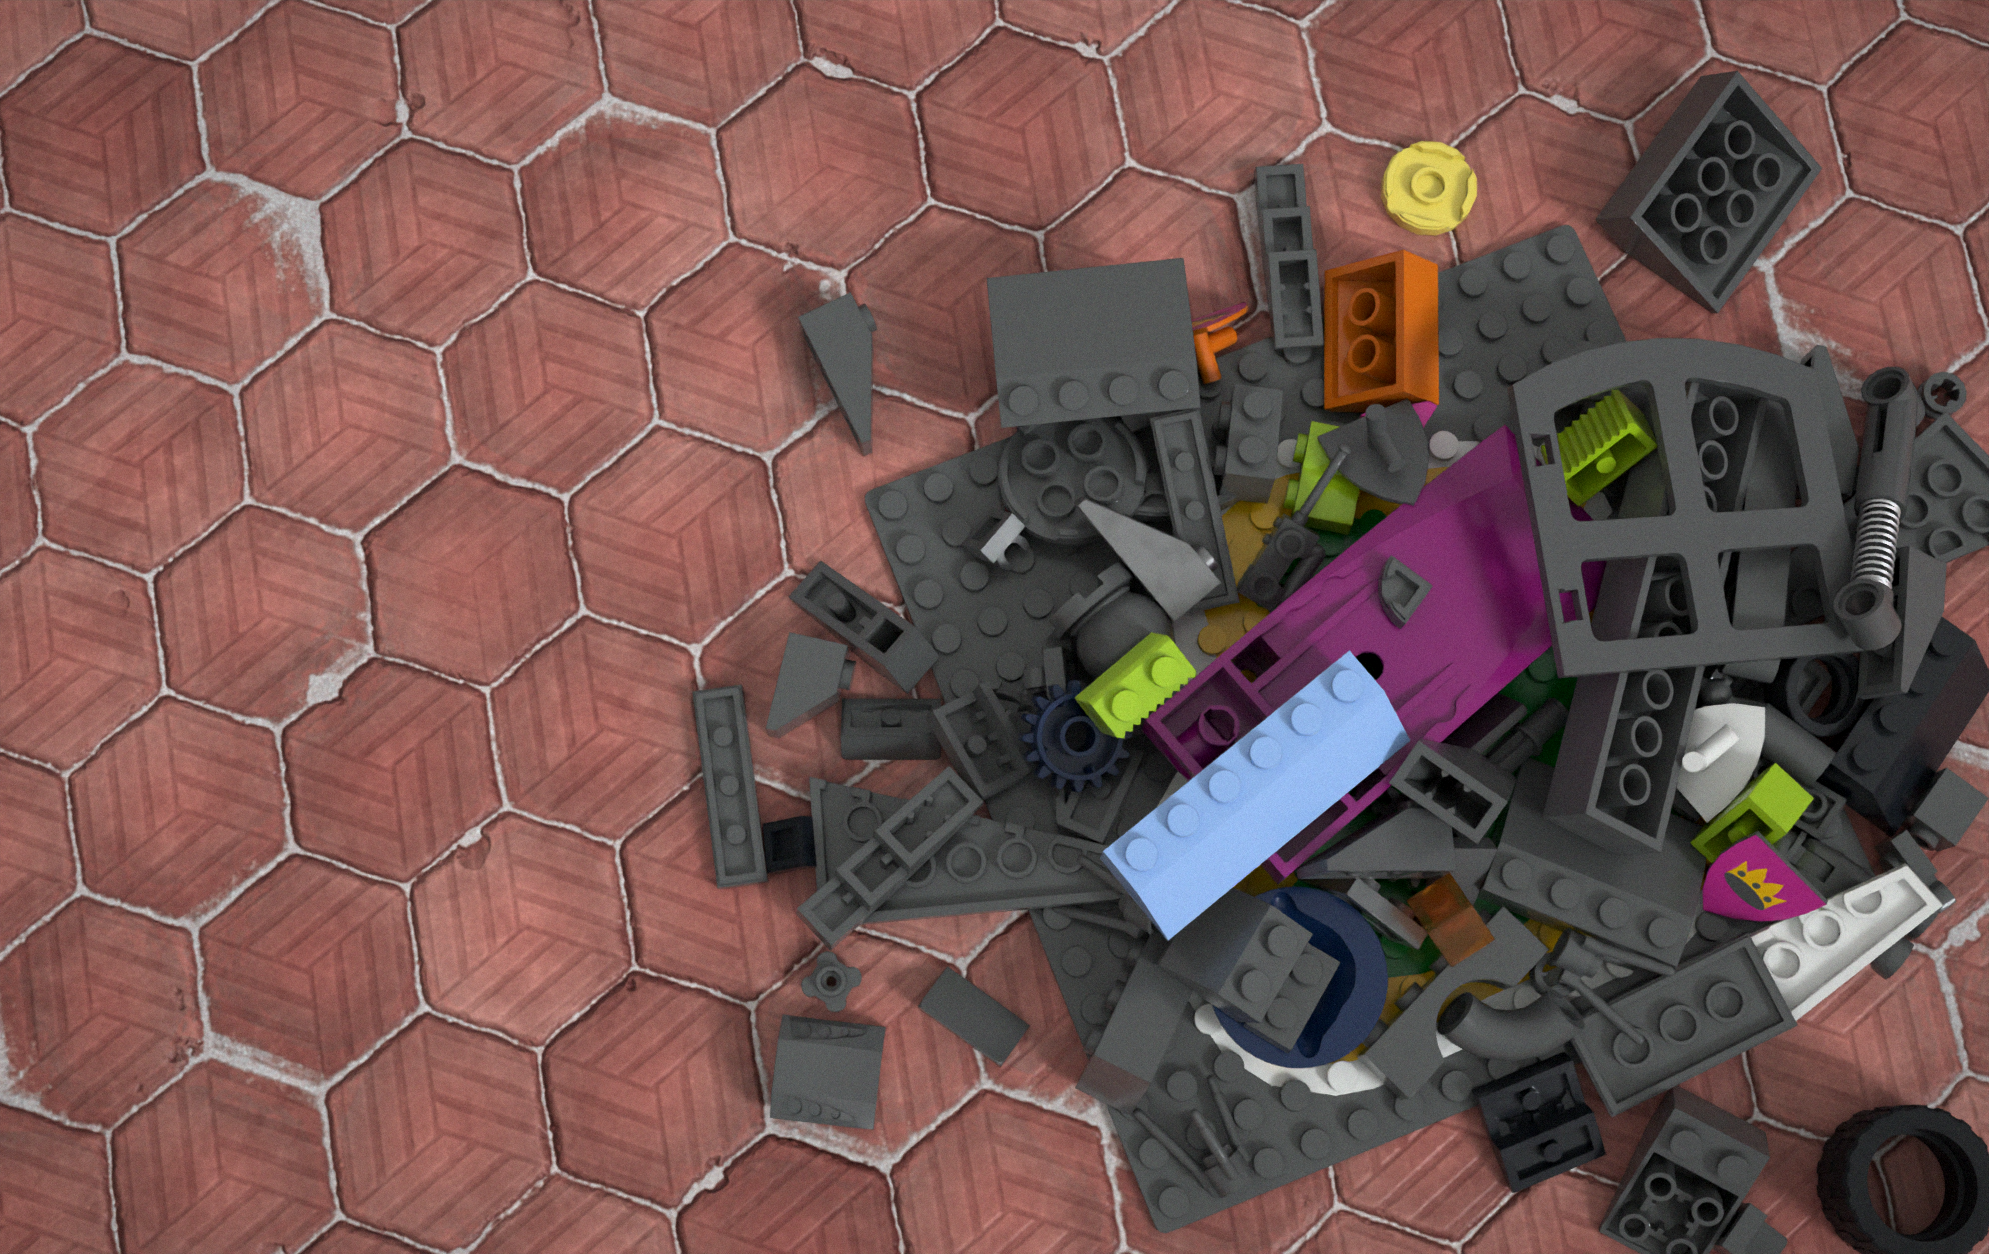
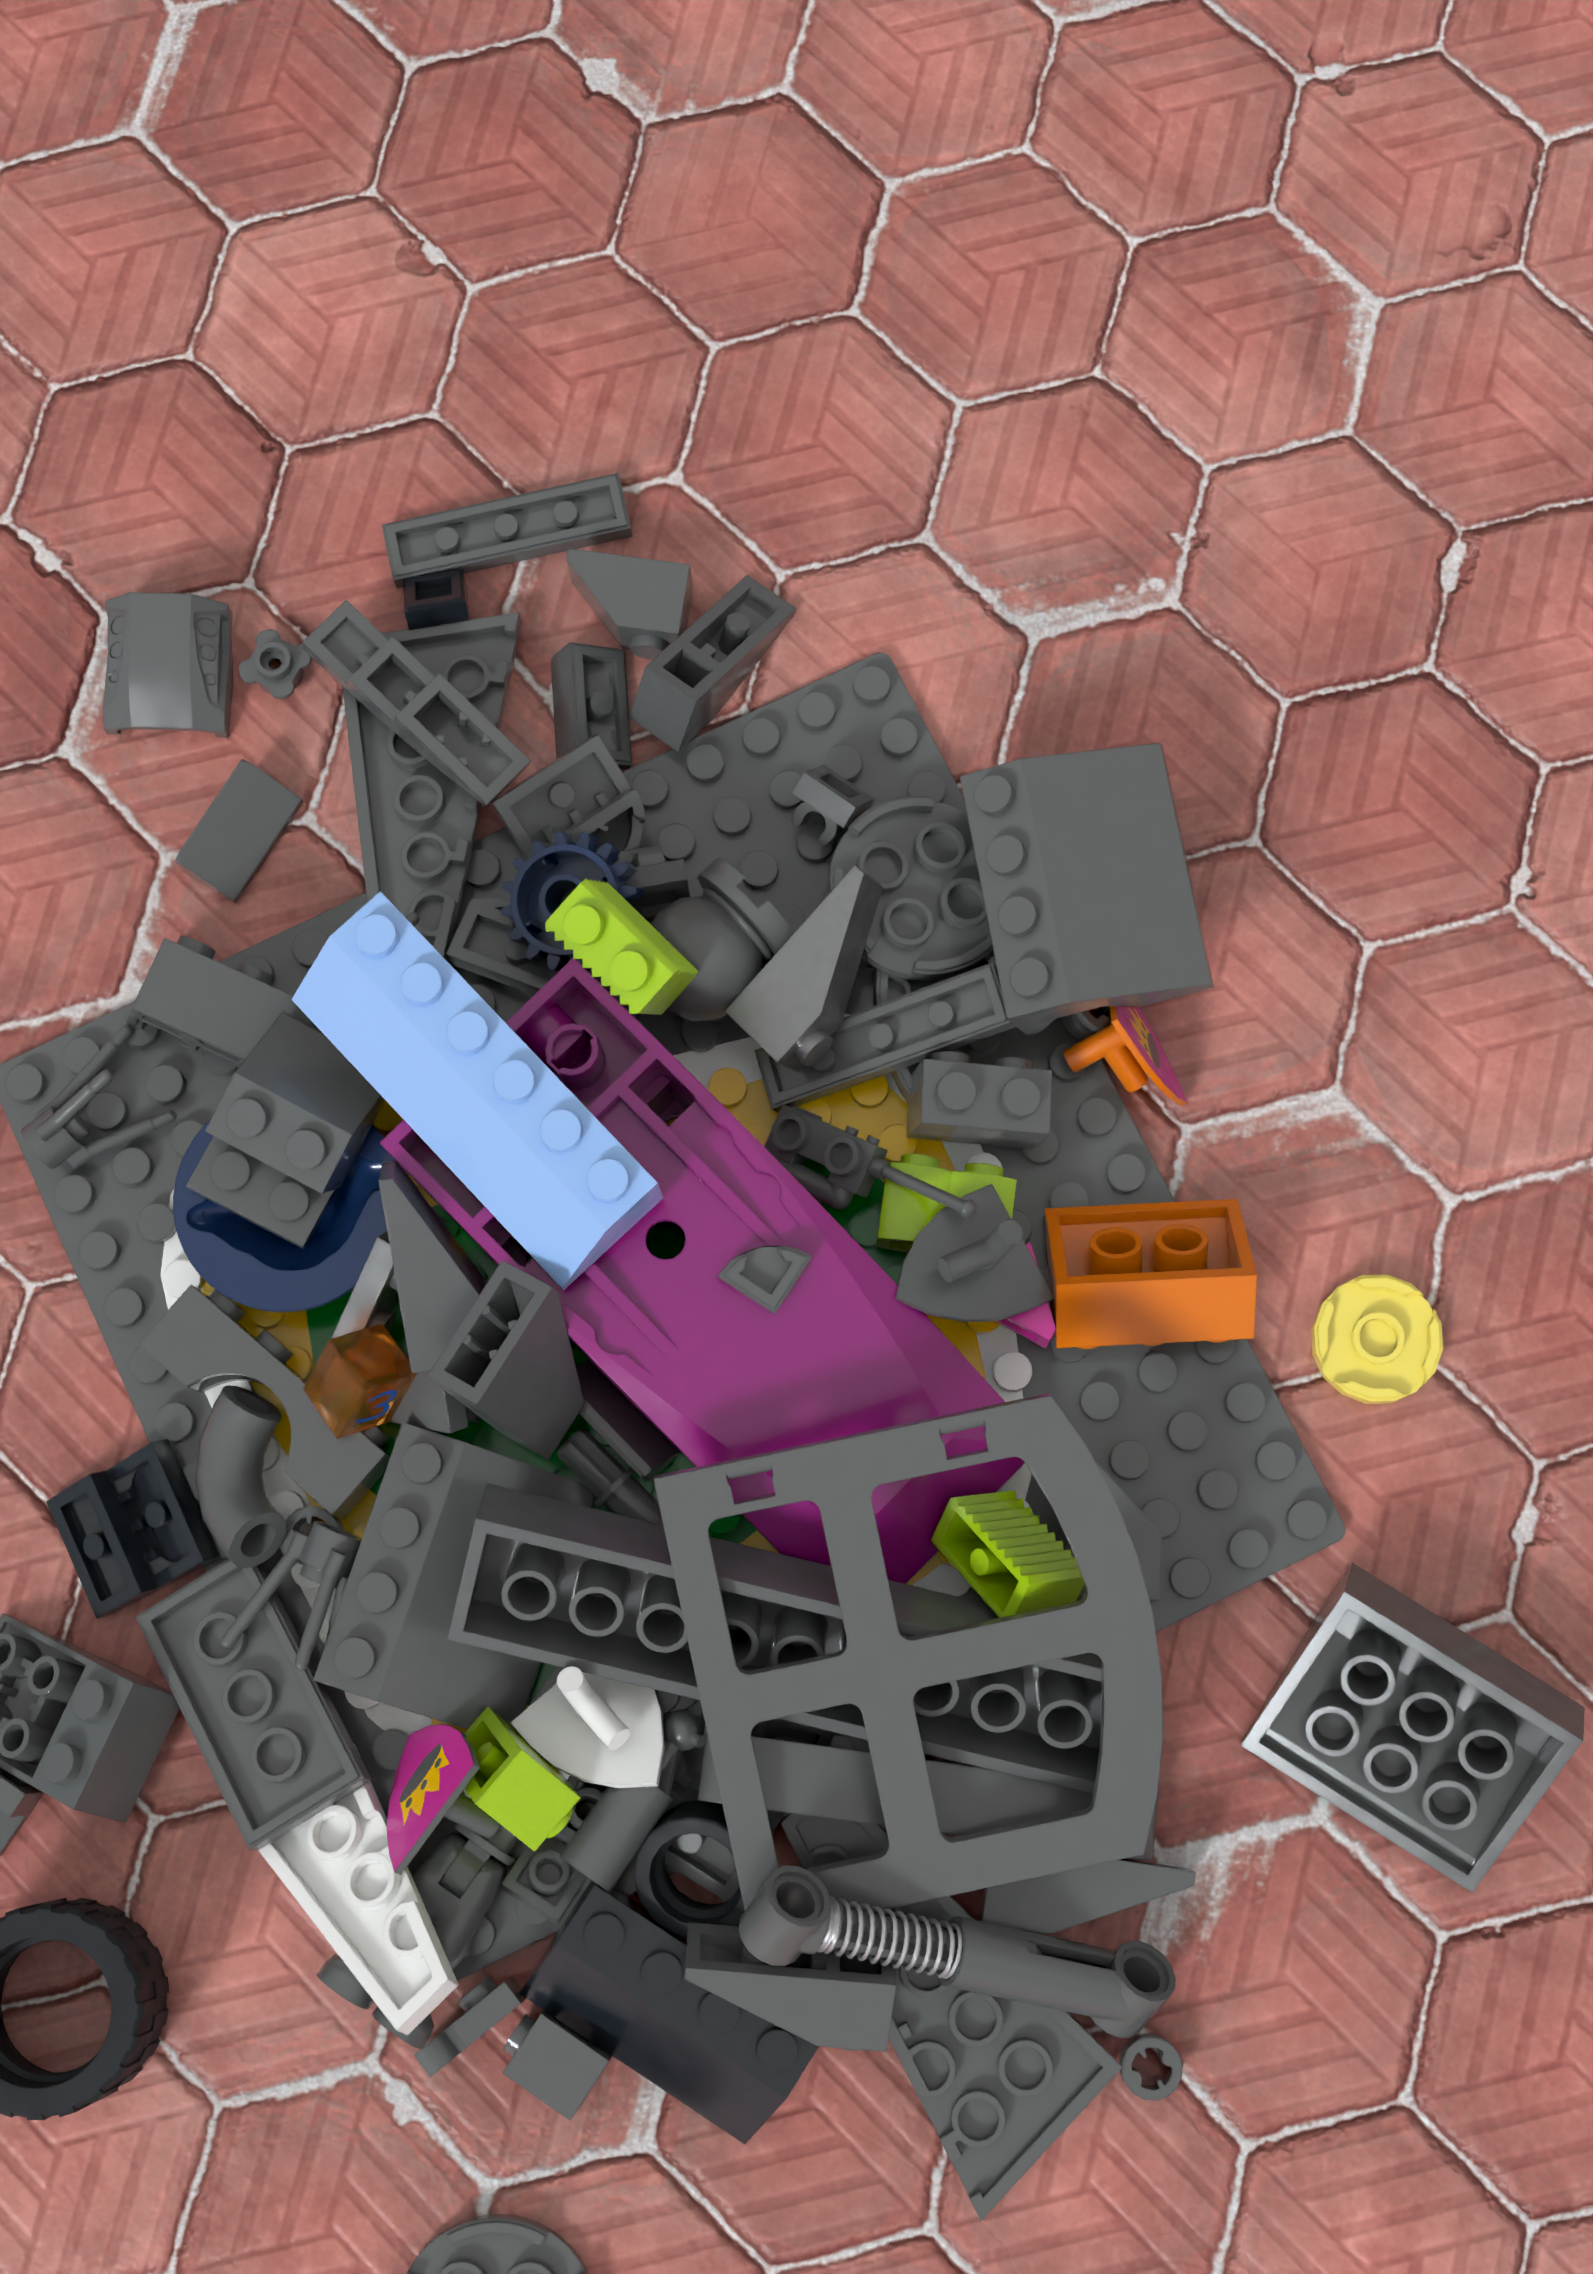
camera: 95 degrees right, 0 degrees up
(844, 352) = (1049, 611): dark grey slope -> none
(1288, 257) = (1253, 1152): dark grey slope -> none

